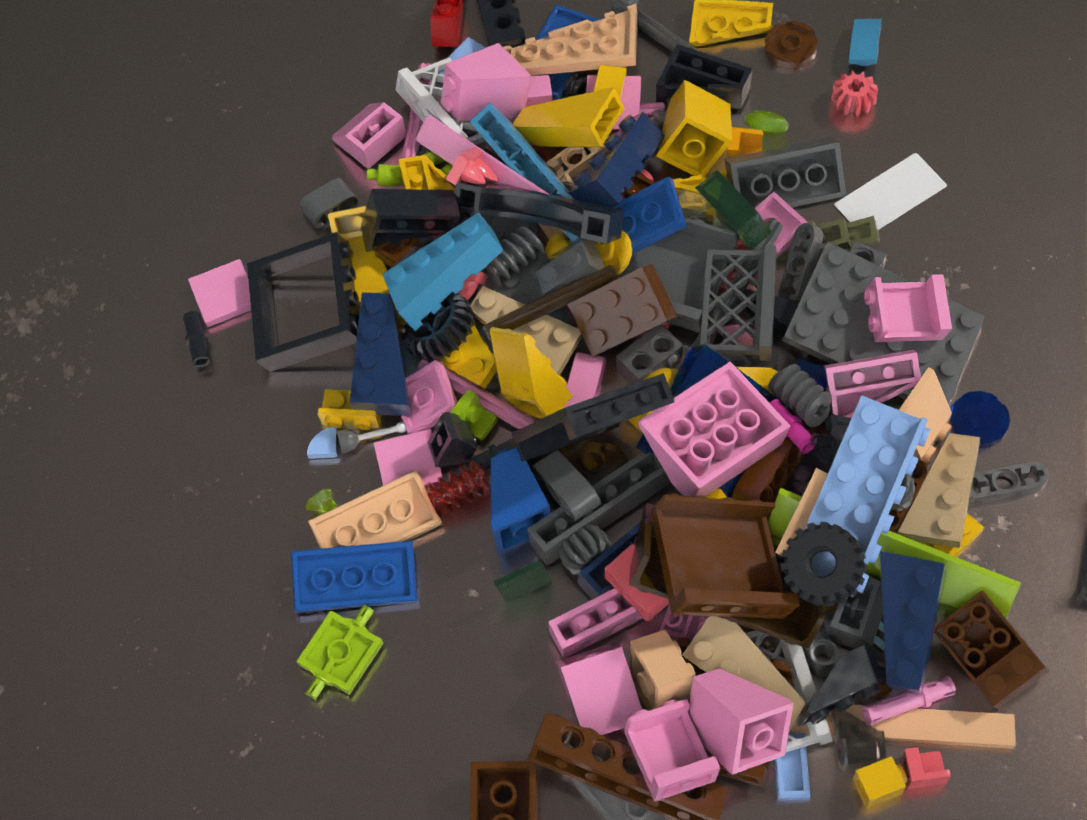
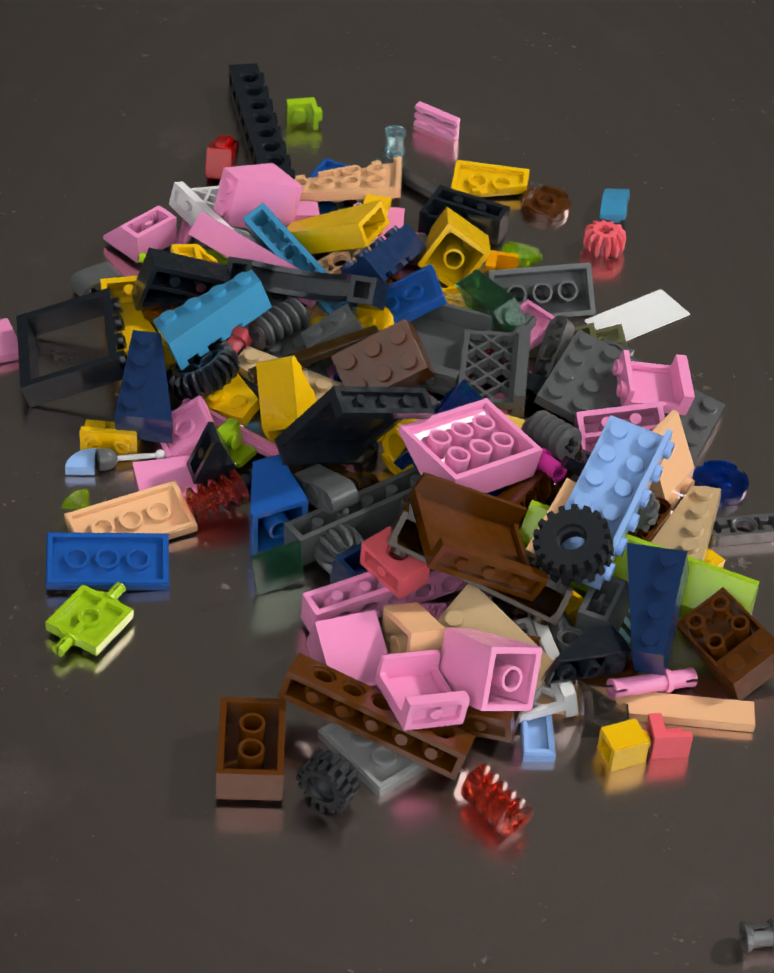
camera: 10 degrees left, 20 degrees down
(471, 169) = (241, 246): coral tile -> none

